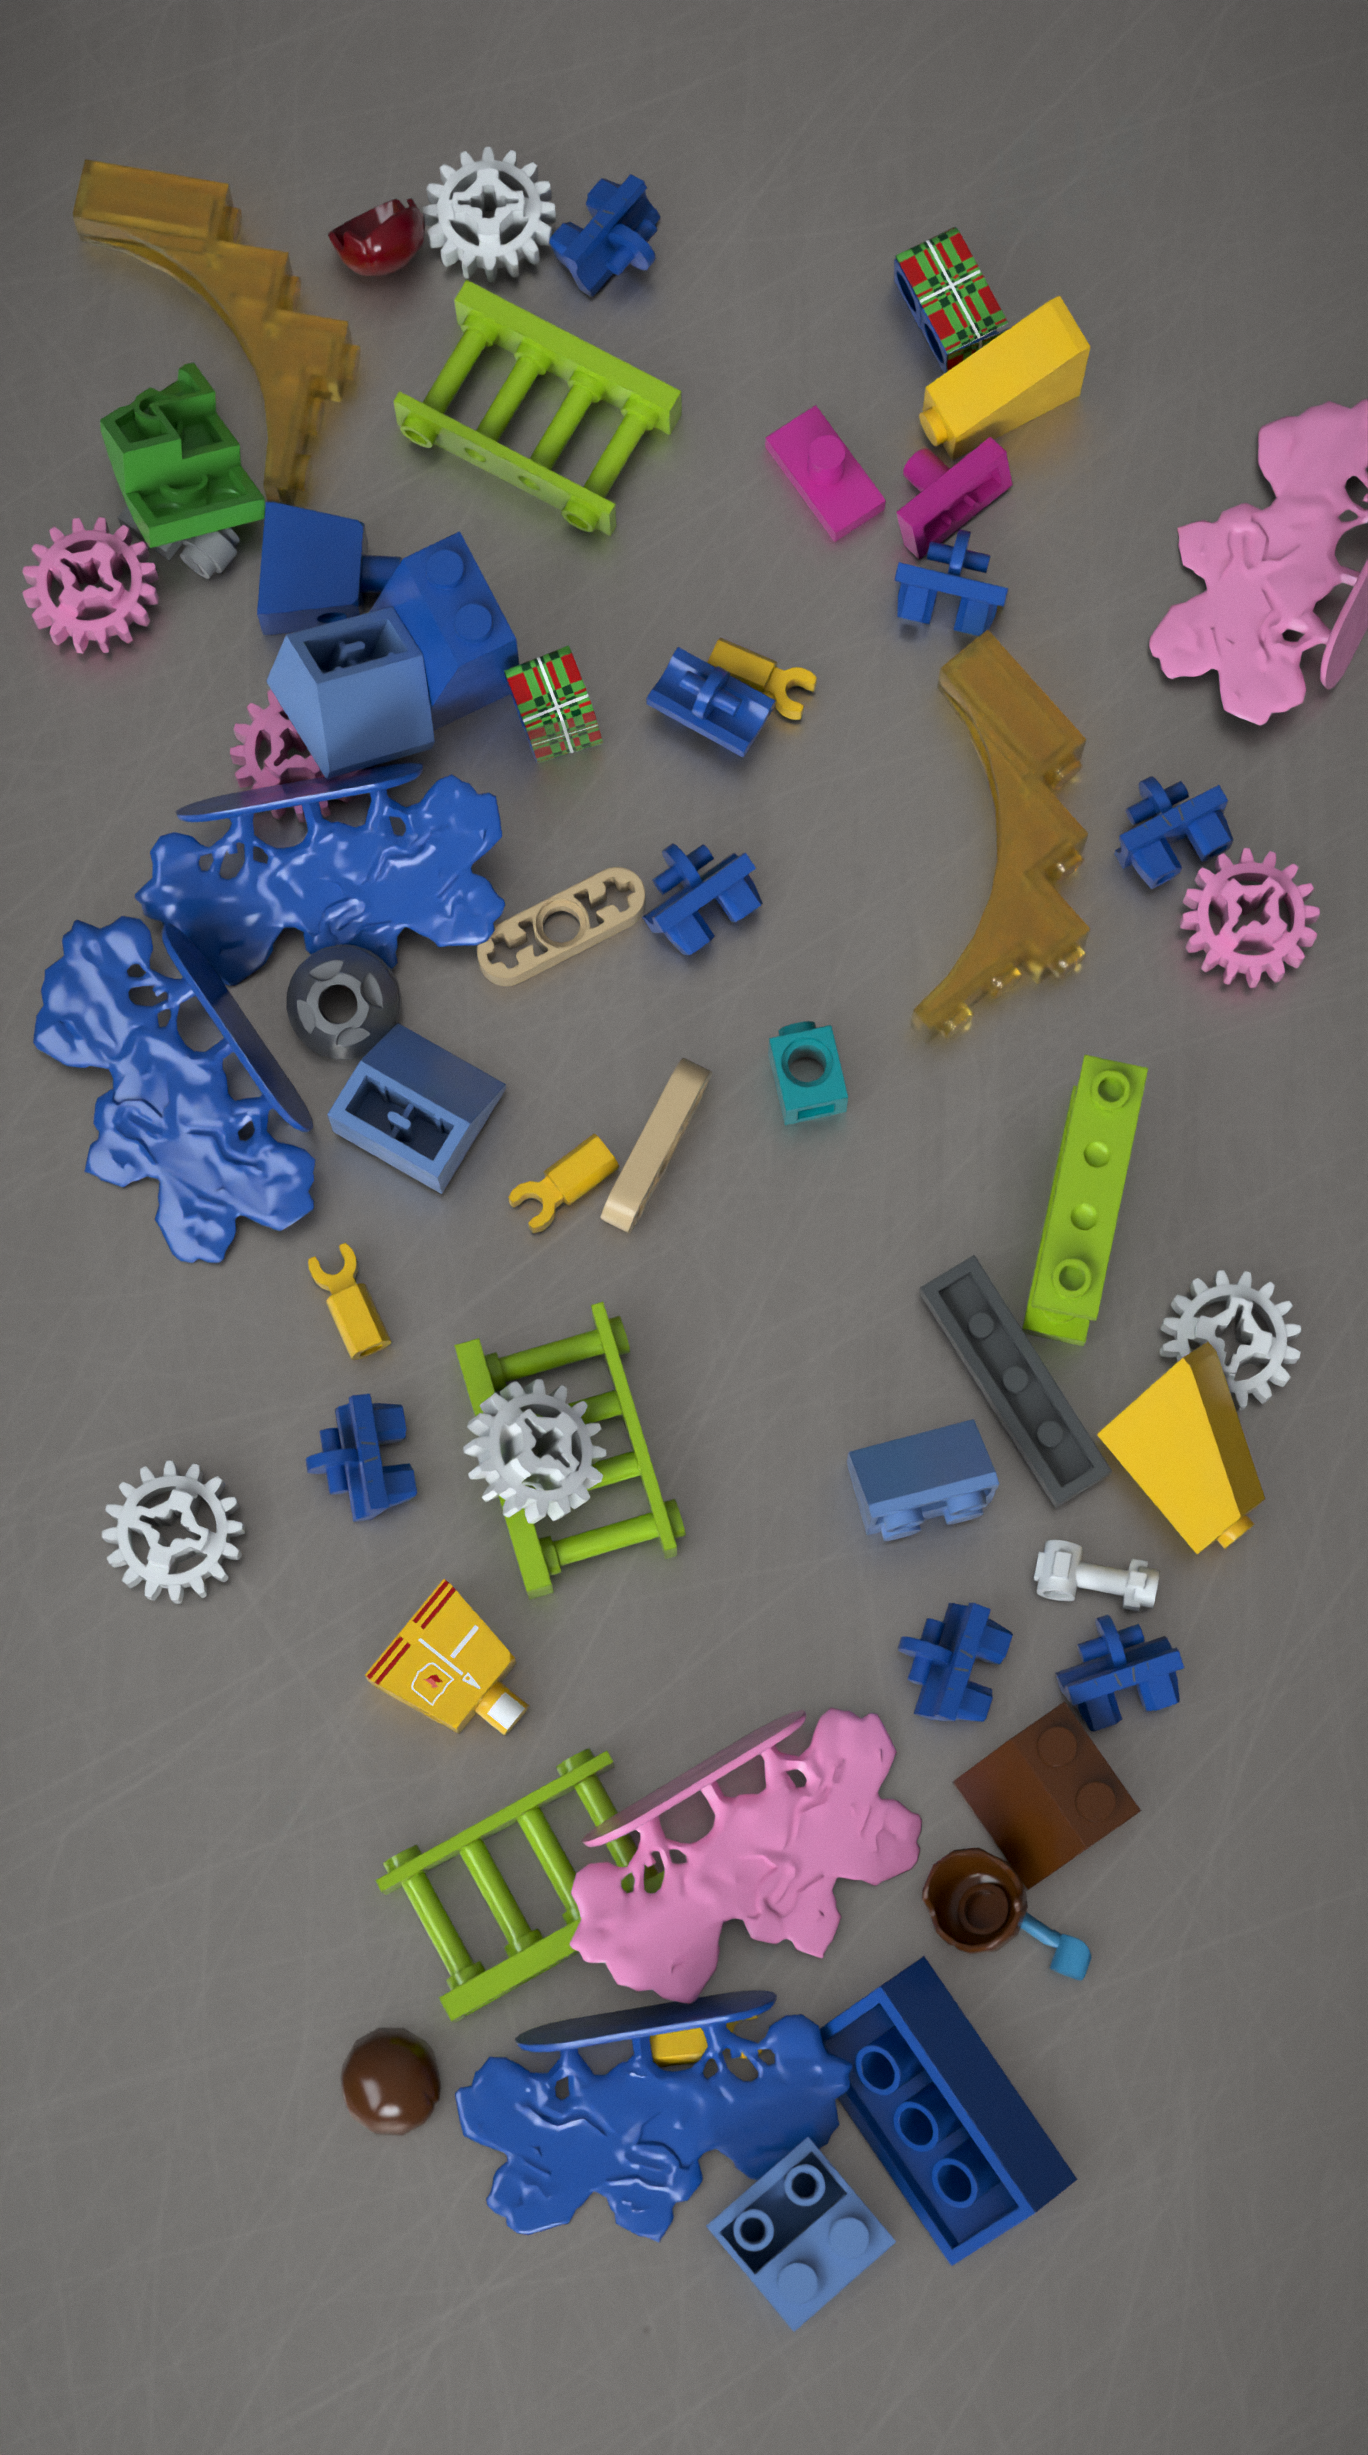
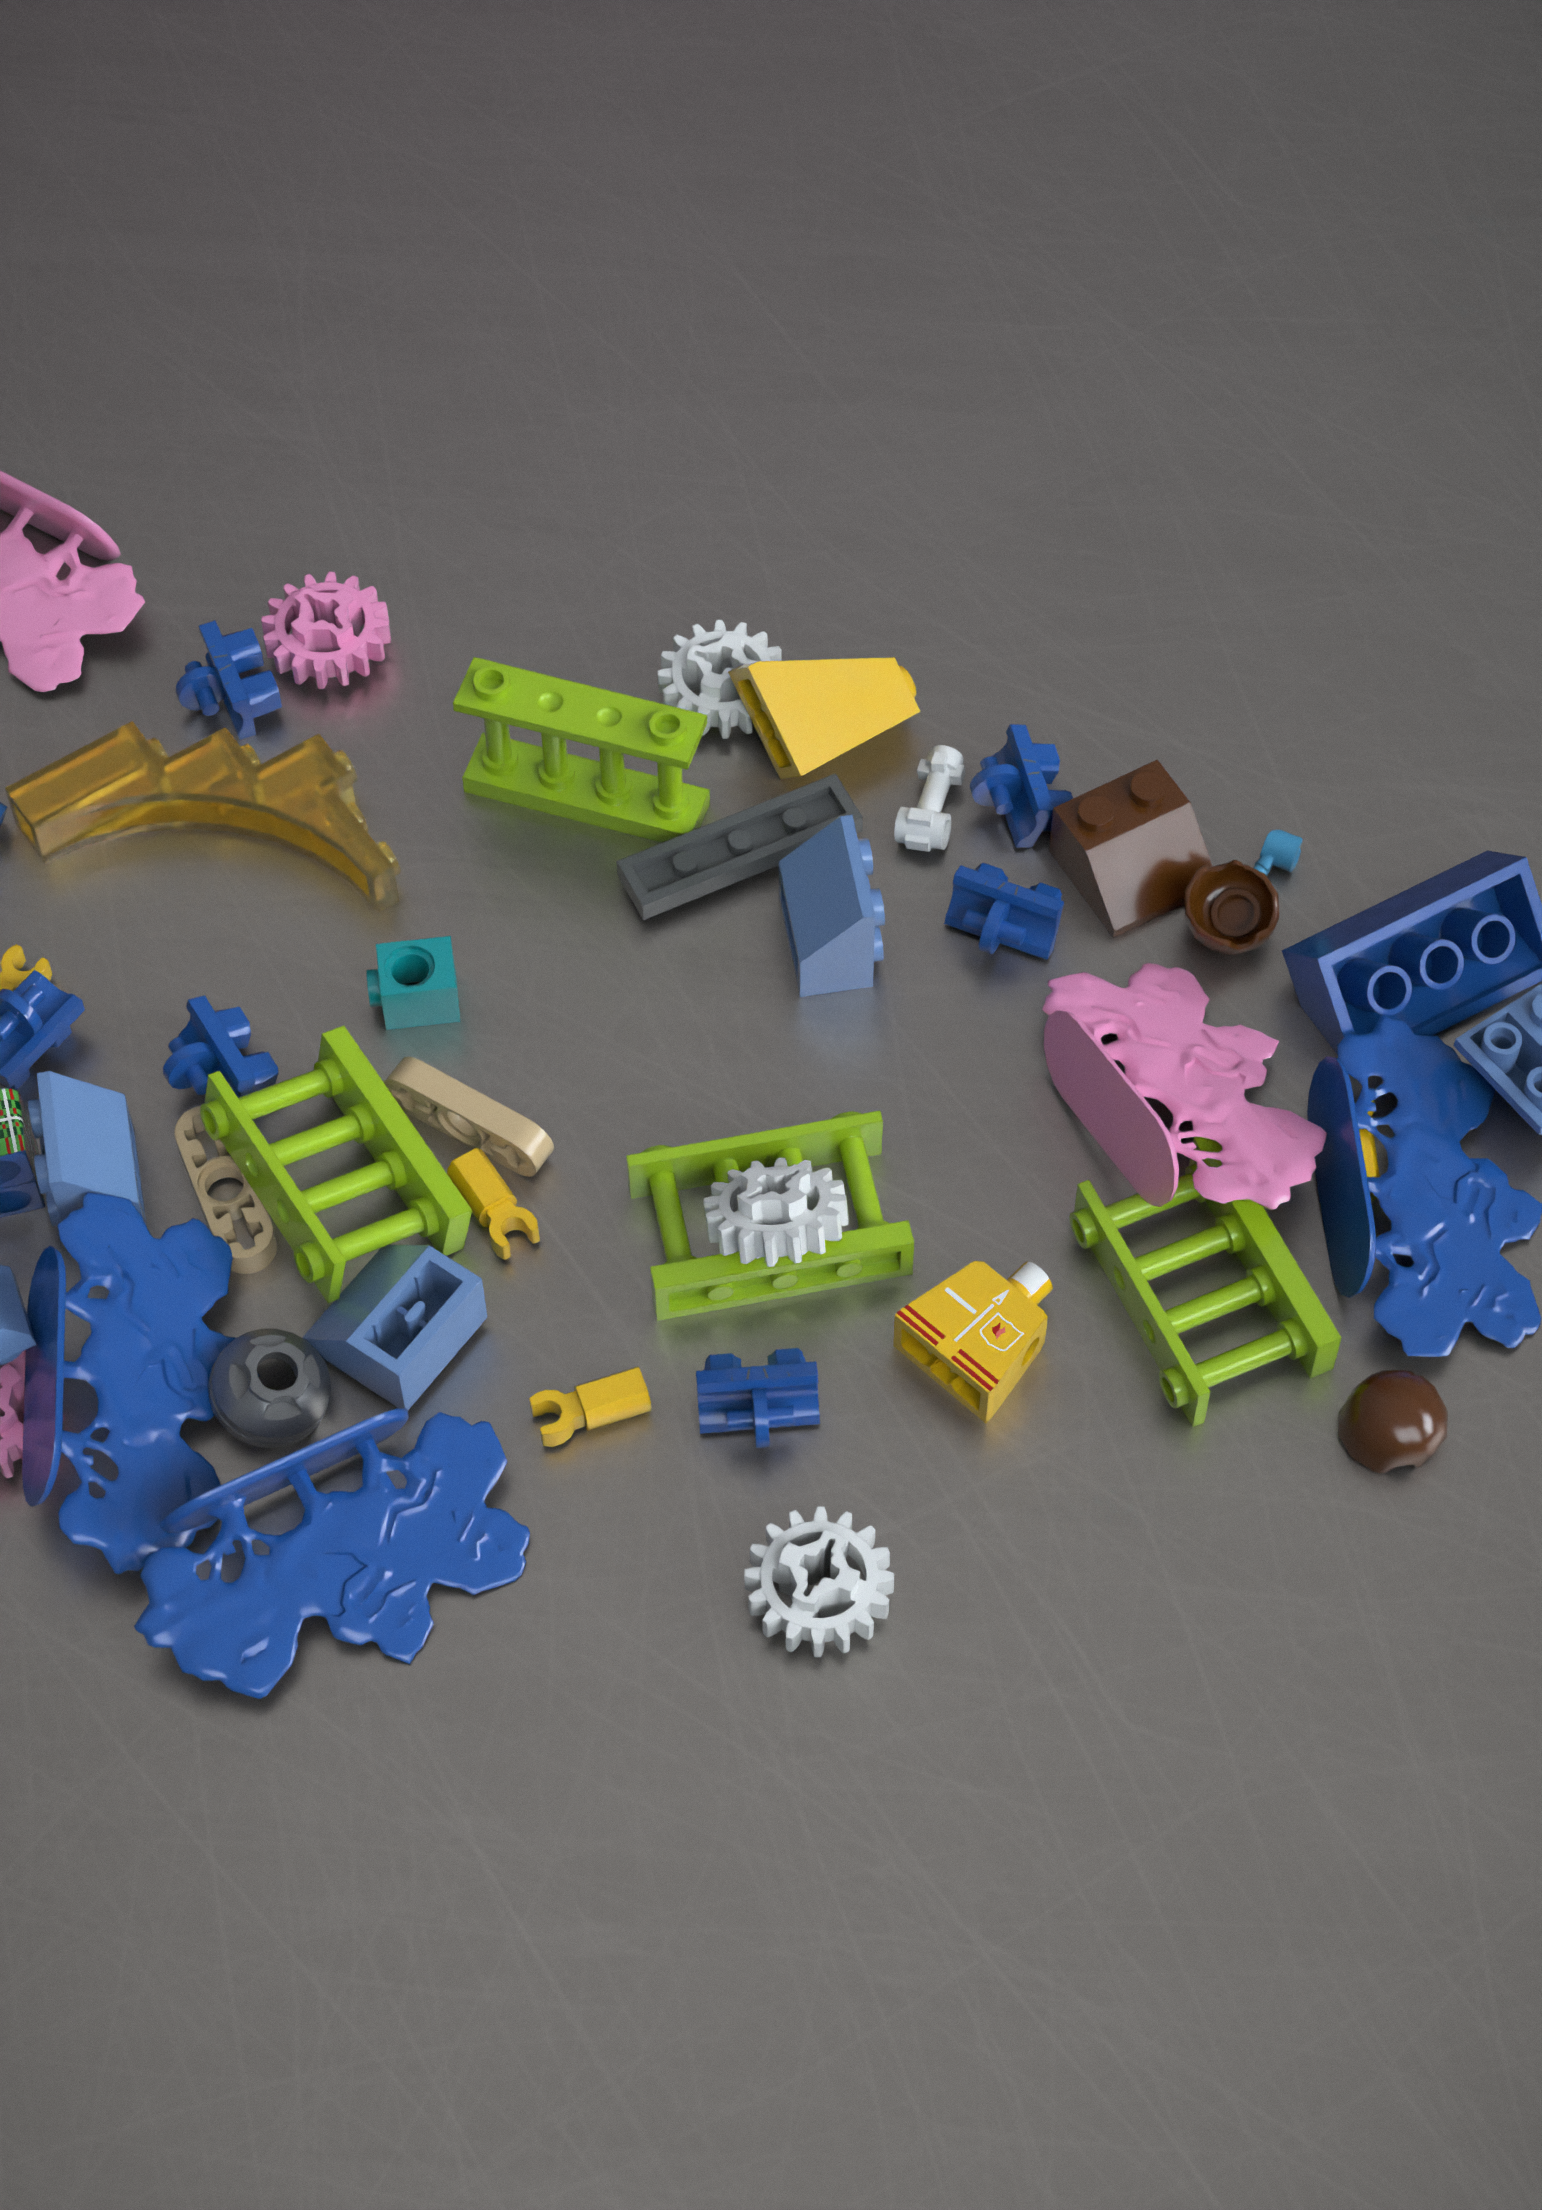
camera: 85 degrees left, 20 degrees down
(560, 791) = (83, 1144): none -> medium blue slope
(587, 1084) = (369, 1118): none -> lime fence

